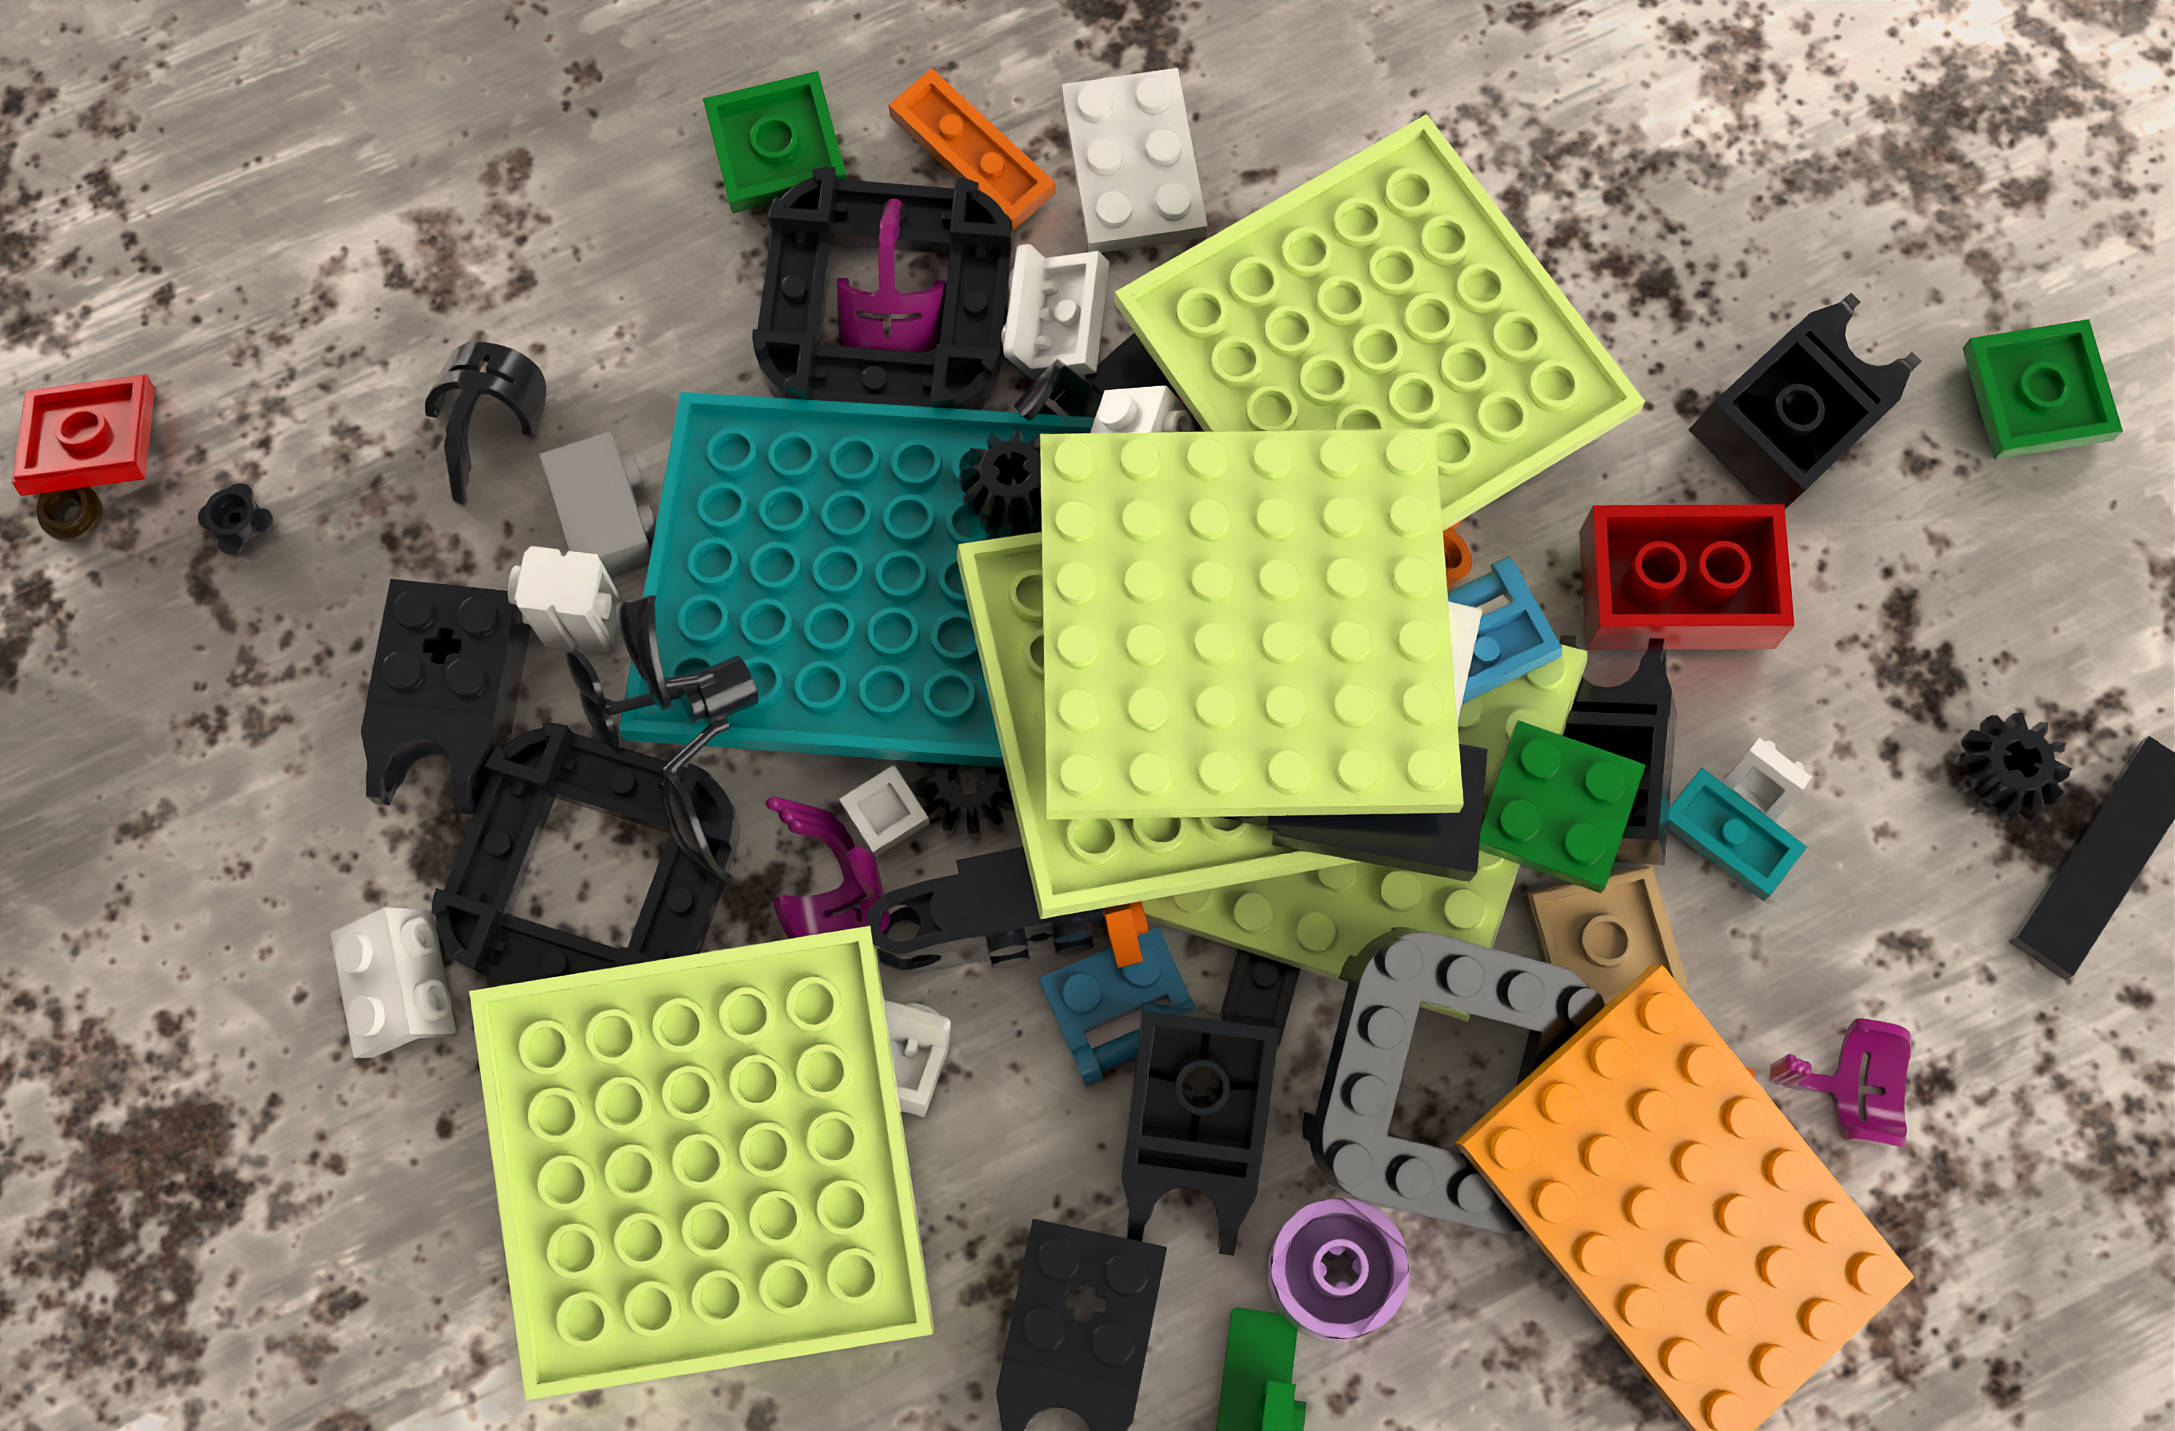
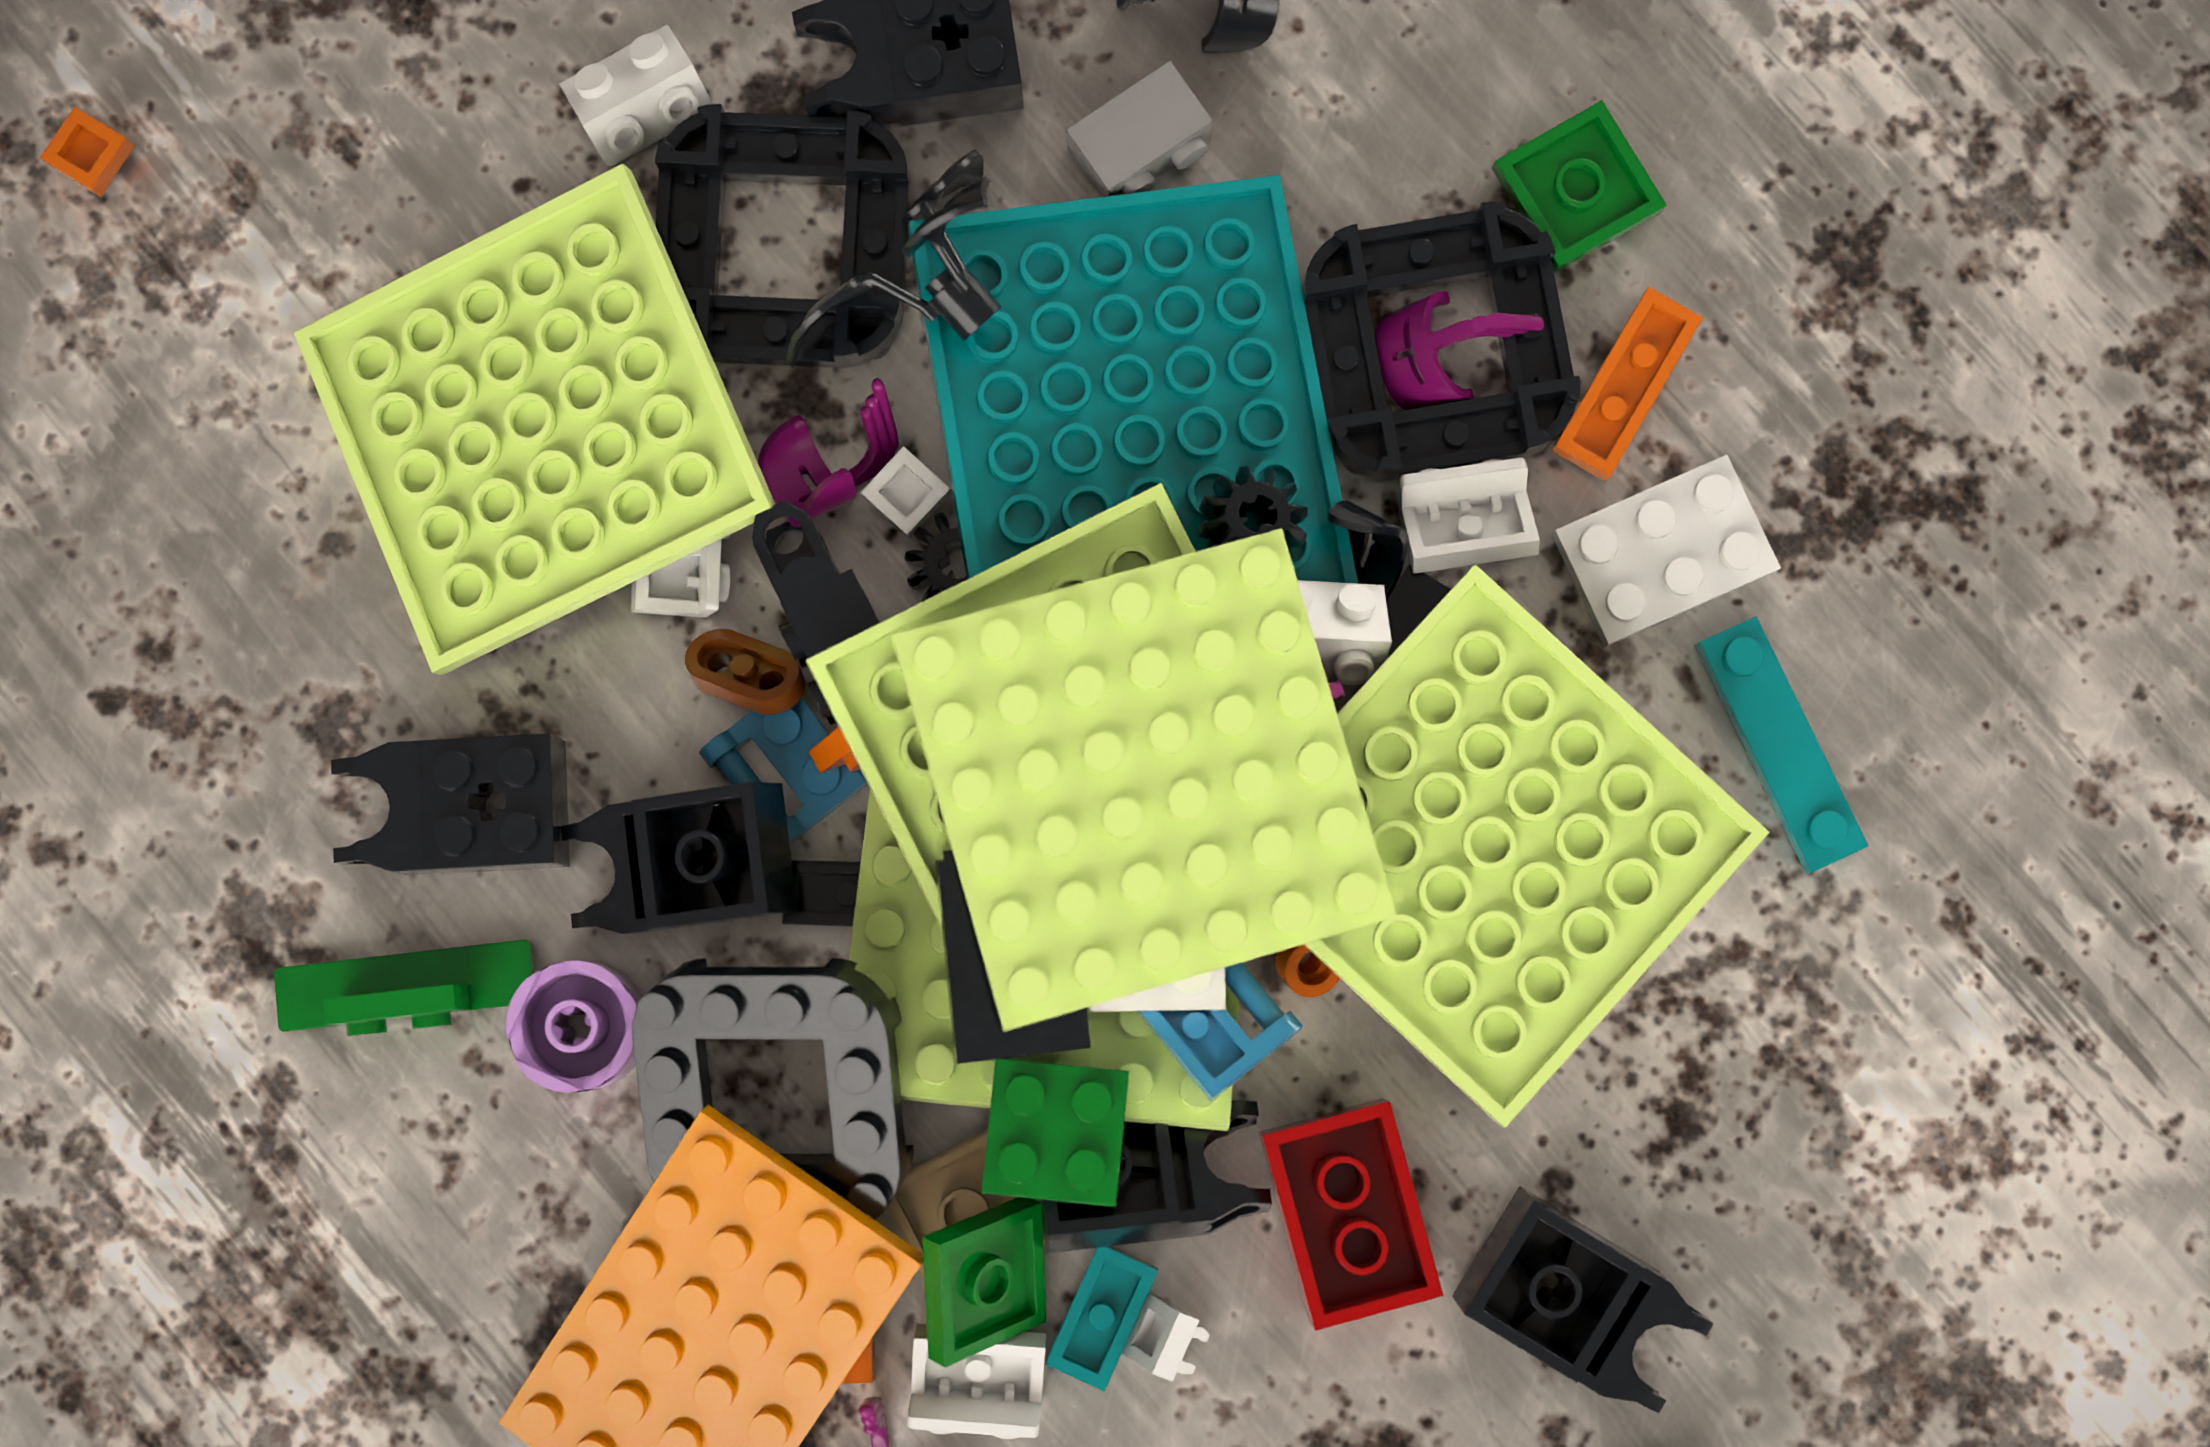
camera: 75 degrees right, 10 degrees up
(566, 599) = (1029, 133): white brick -> none
(1018, 1009) = (751, 671): none -> dark orange plate
(1334, 111) = (1781, 745): none -> teal plate
(1683, 923) = (984, 1280): none -> green plate
(1774, 966) = (983, 1394): none -> white bracket

